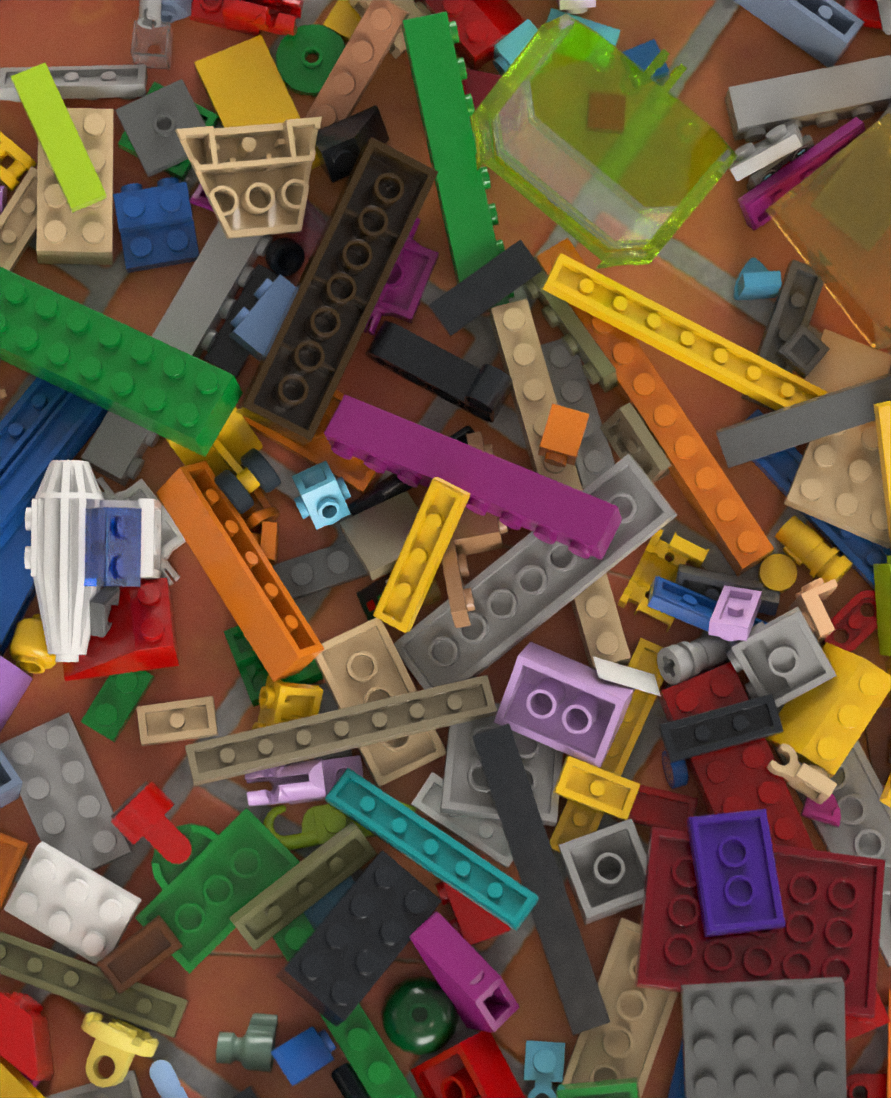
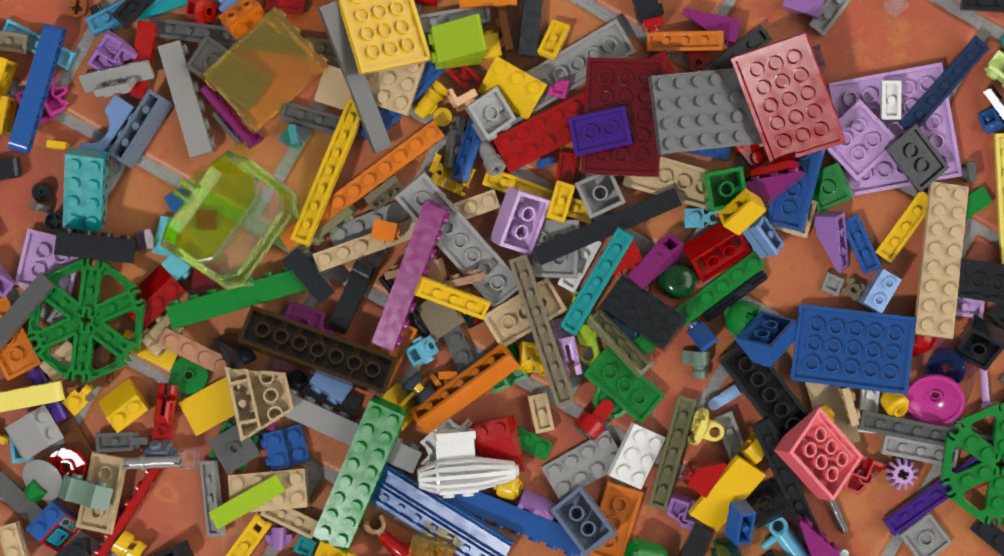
camera: 90 degrees left, 10 degrees up
(100, 610) = (489, 455): dark grey tile -> none
(113, 547) = (462, 452): clear blue brick -> none
(139, 954) = (658, 420): reddish brown tile -> none
(626, 676) = (503, 190): white sticker -> none
(720, 728) = (528, 142): black plate -> none
(735, 613) = (468, 138): lavender plate -> none
(776, 145) = (222, 134): light grey plate -> none
(802, 351) = (327, 111): dark grey tile -> none
(806, 779) = (549, 96): tan plate -> none

